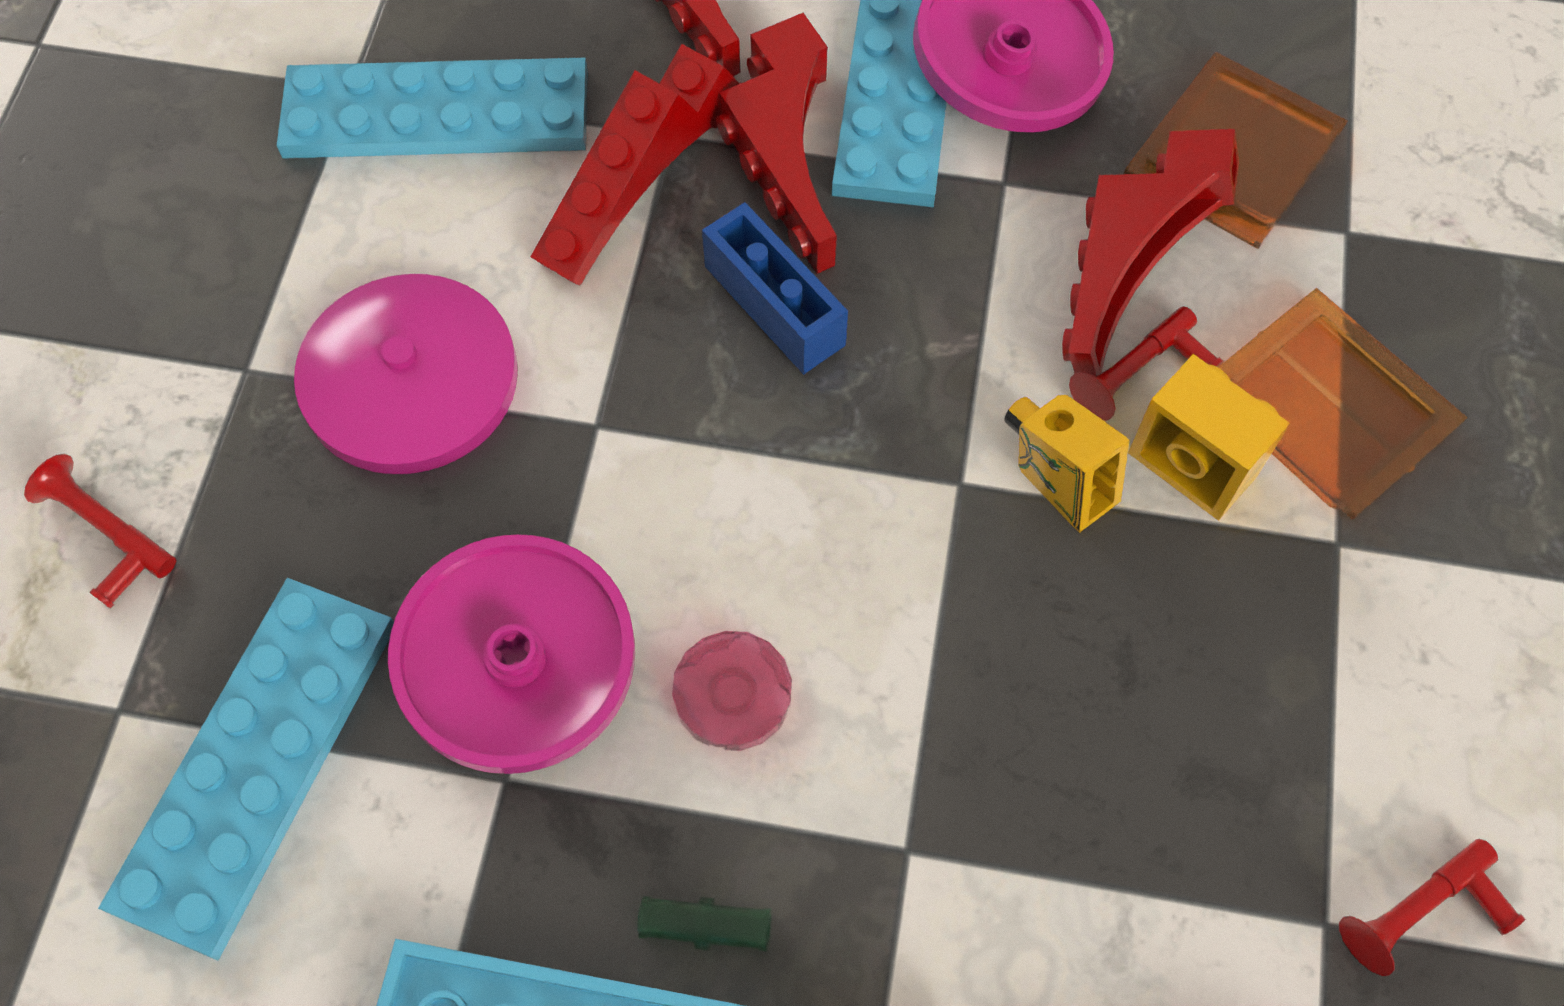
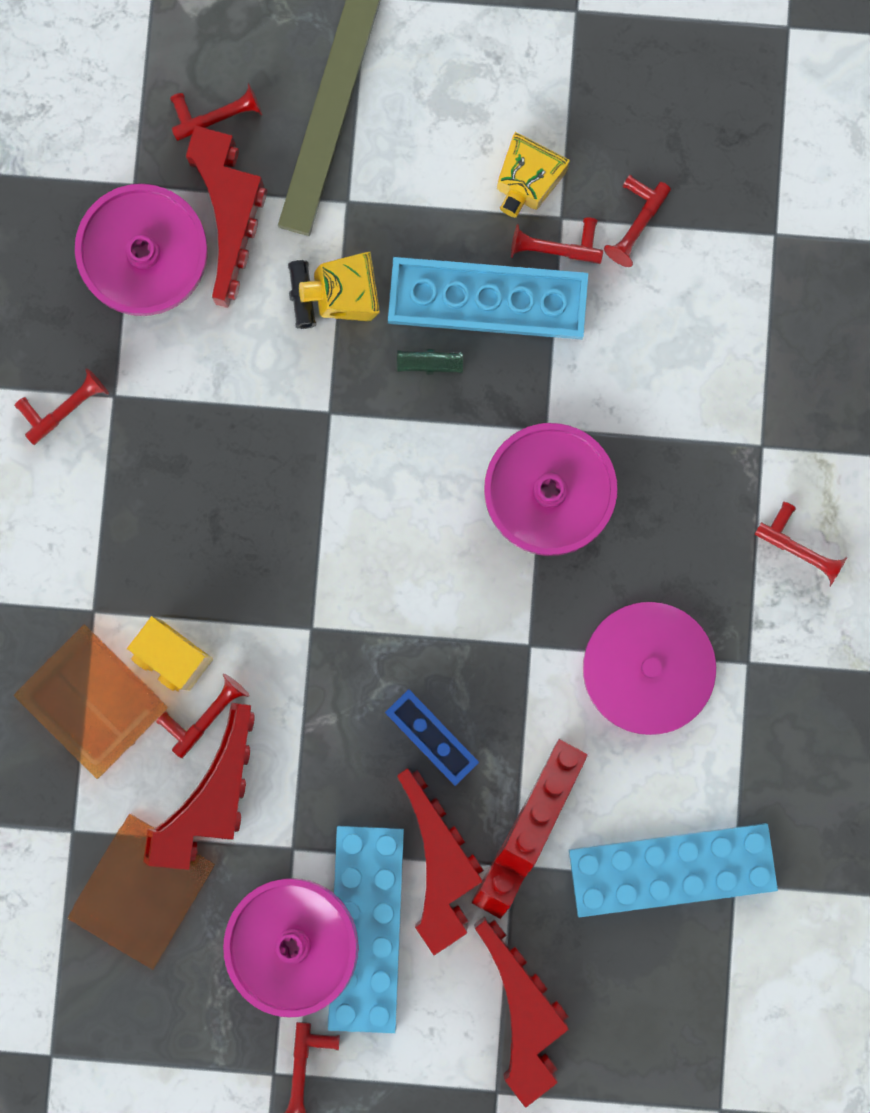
camera: 175 degrees right, 20 degrees up
(249, 769) = (680, 424): medium azure plate -> none
(732, 690) = (430, 487): clear pink tile -> none
(1070, 457) = (241, 629): yellow torso -> none

